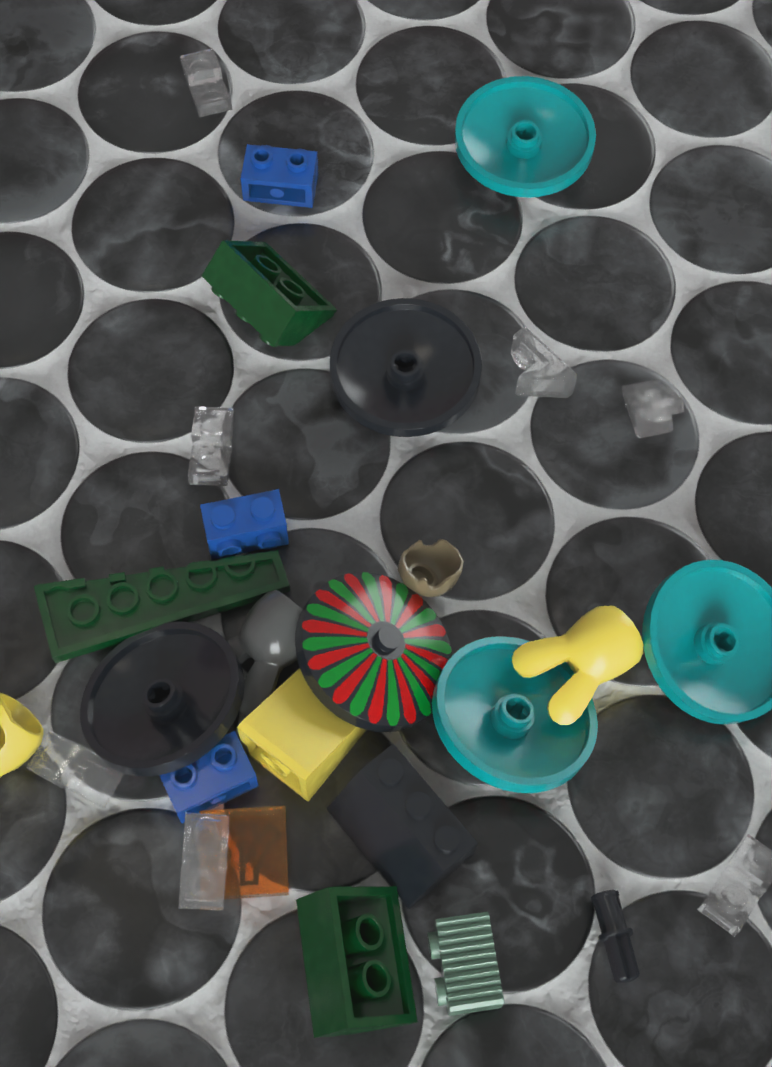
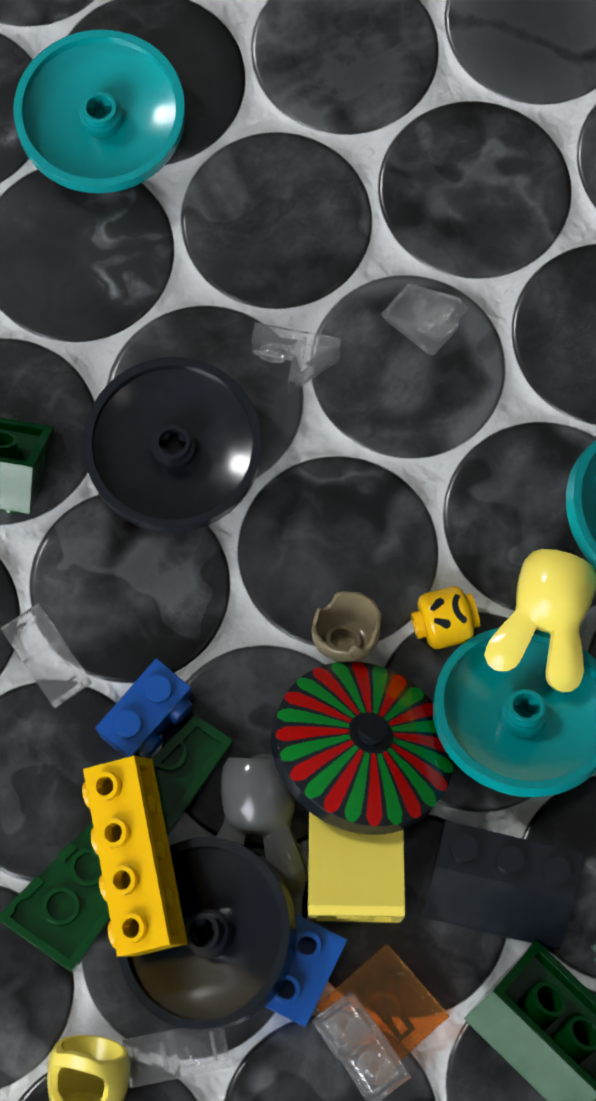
camera: 35 degrees left, 10 degrees up
(154, 607) = (133, 857): none -> yellow brick
(507, 611) = (445, 617): none -> yellow head

